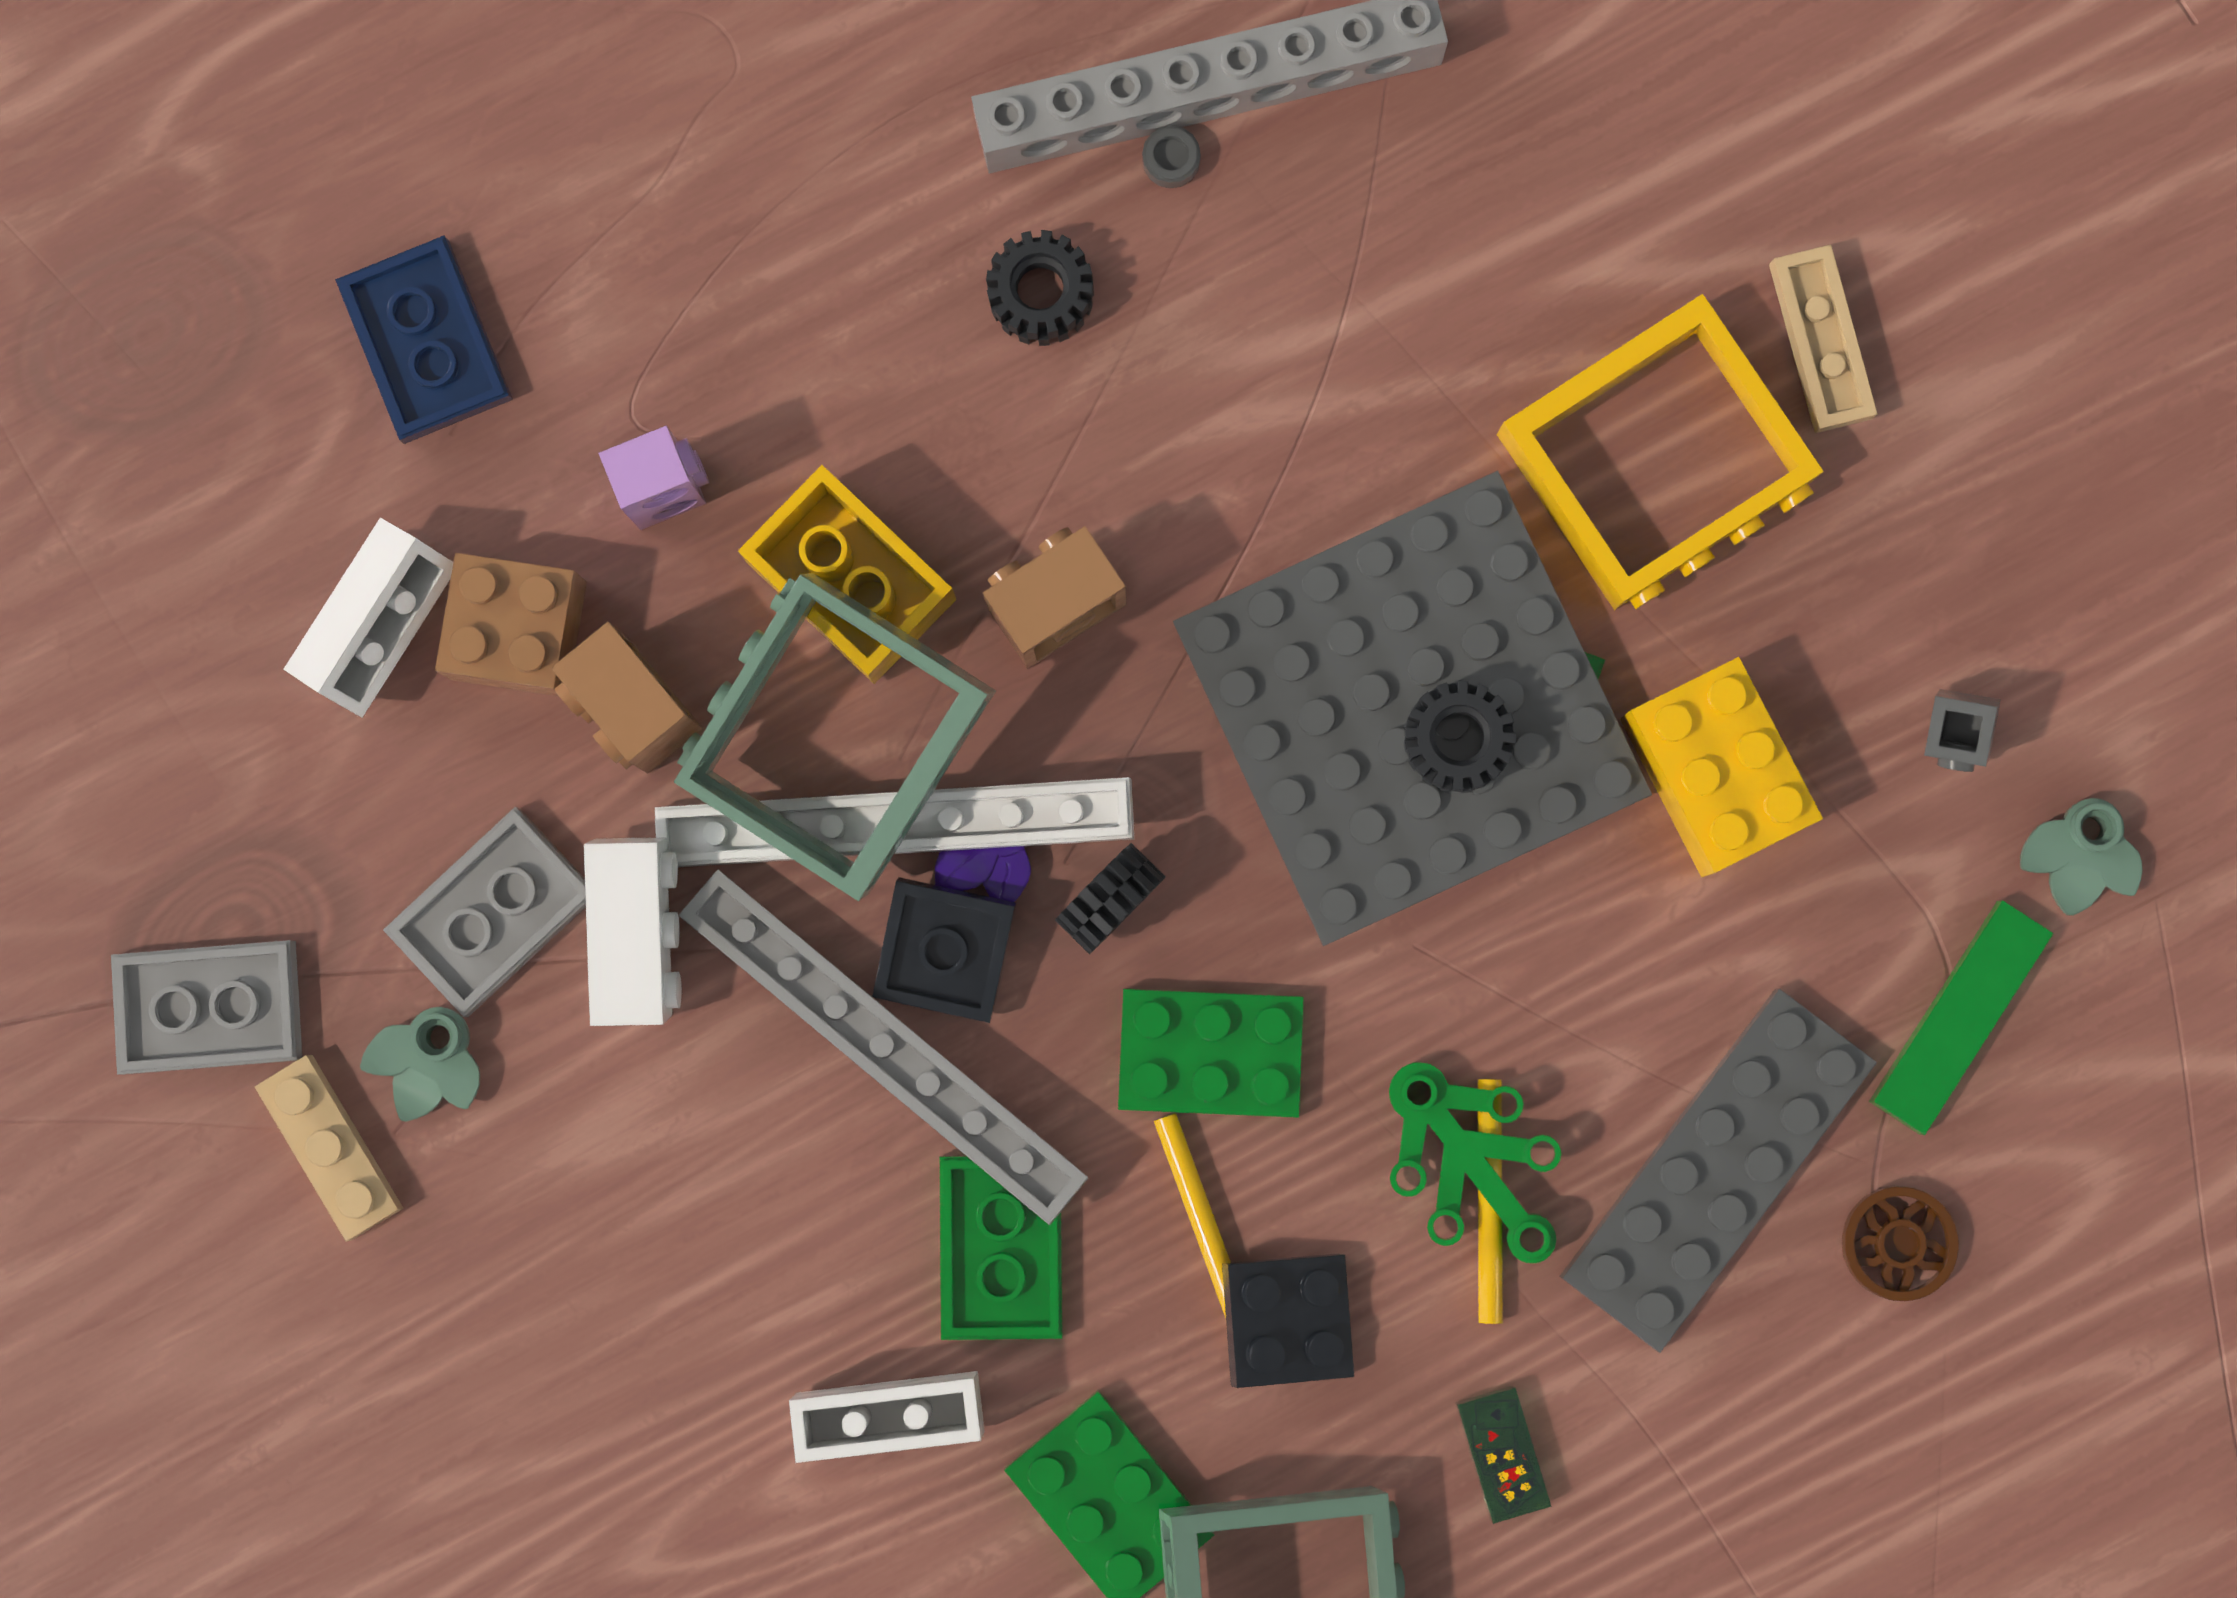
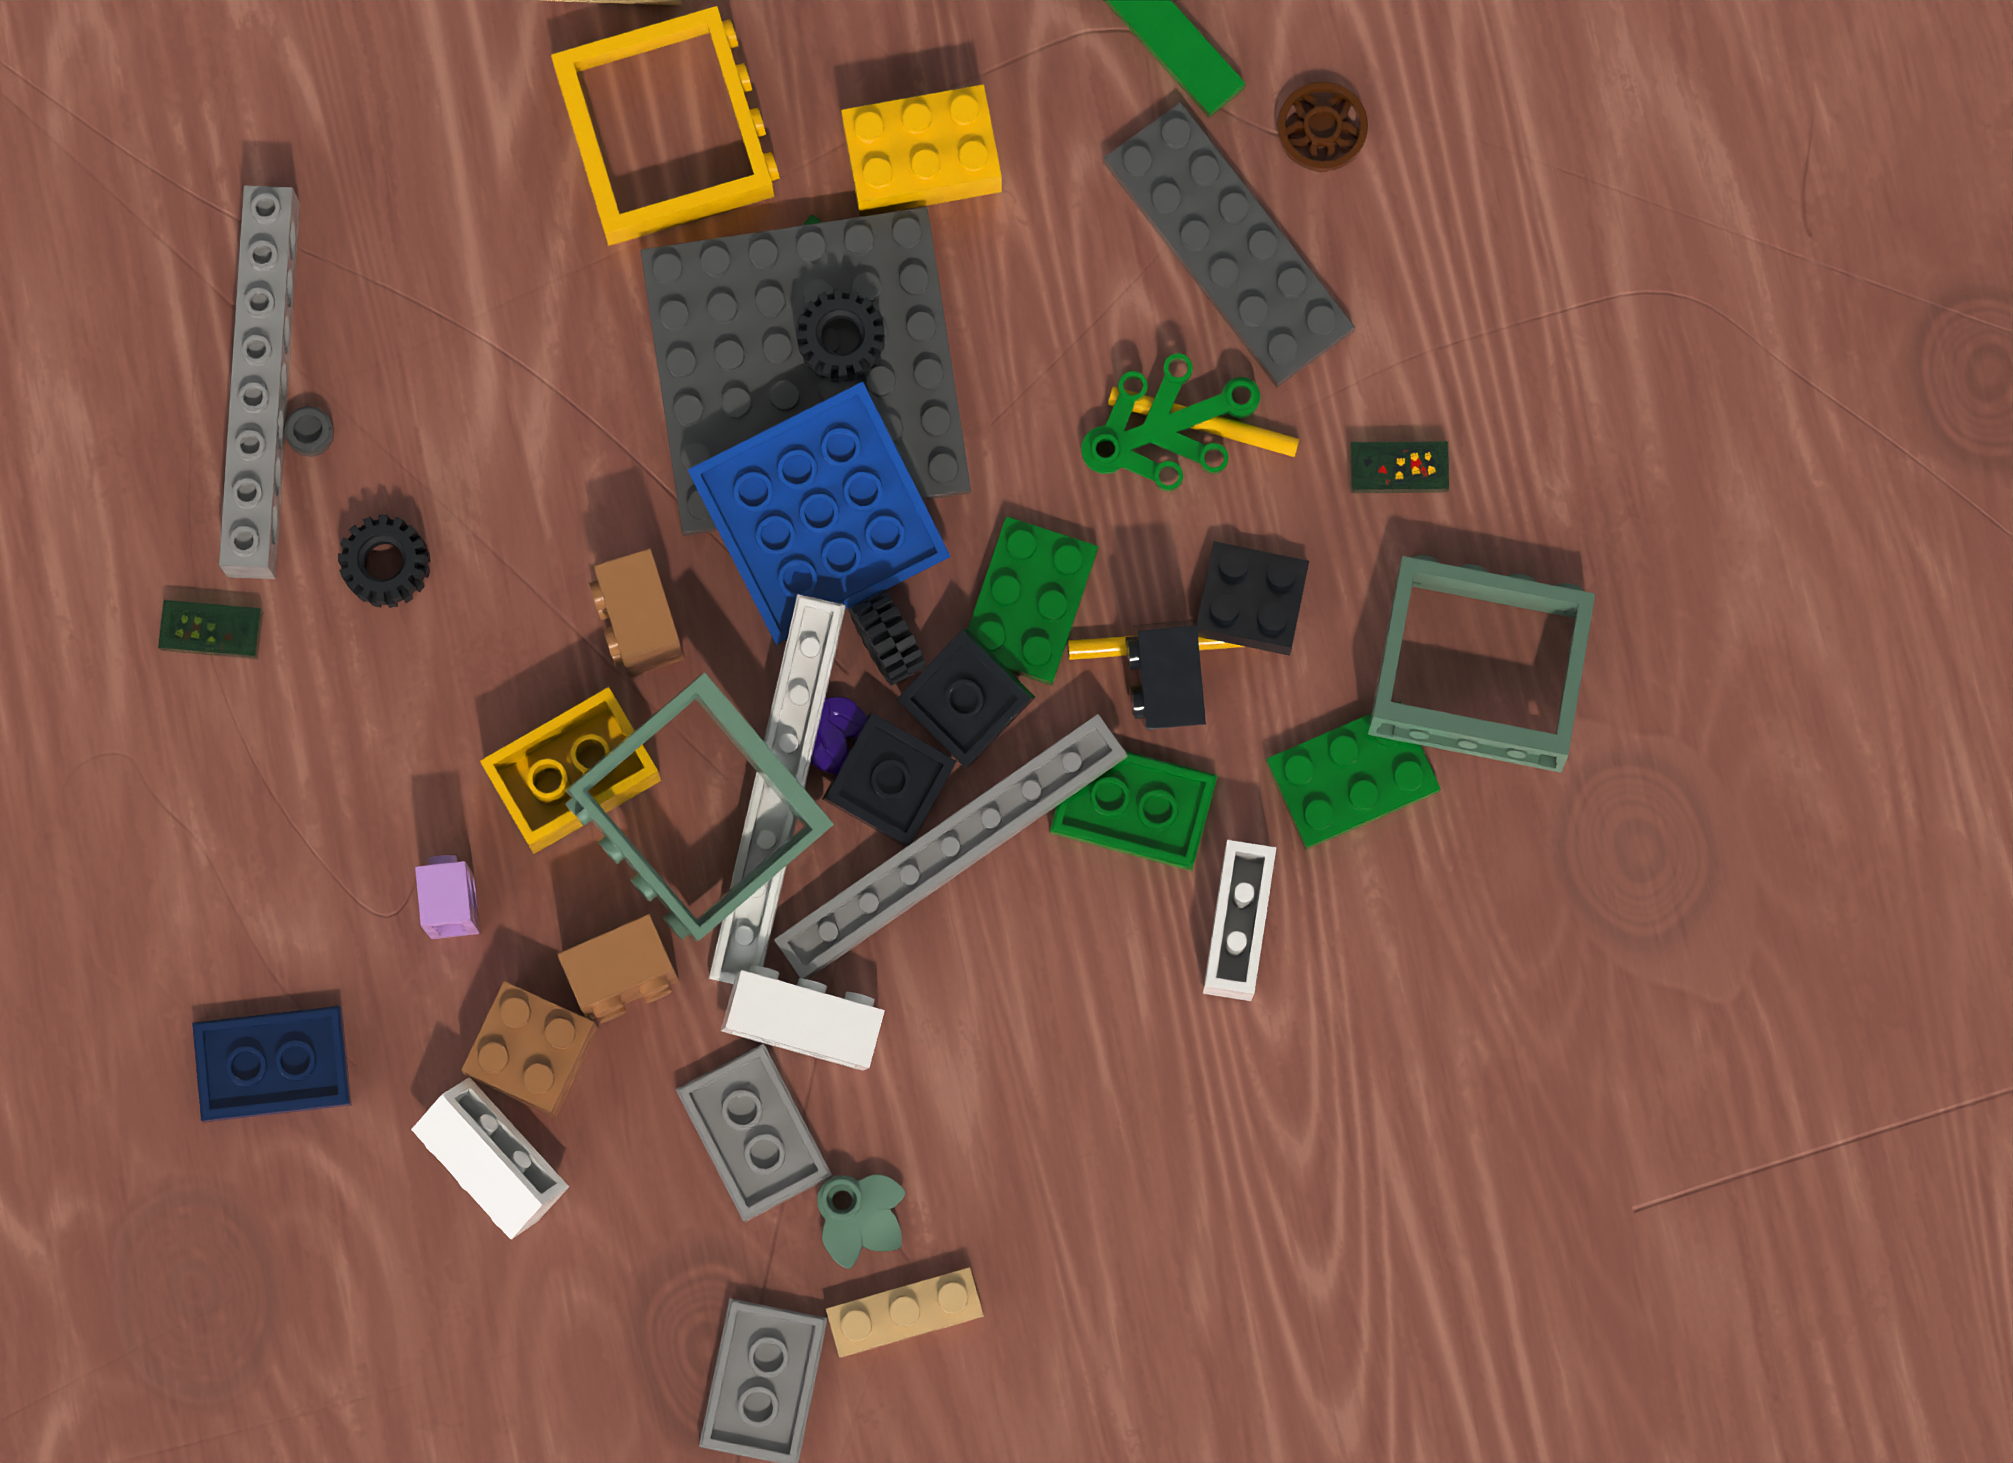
camera: 80 degrees left, 5 degrees down
(906, 117) = (210, 629): none -> clear green tile
(1067, 1013) = (966, 698): none -> black plate
(1156, 1251) = (1168, 674): none -> black brick
(1242, 773) = (819, 509): none -> blue plate

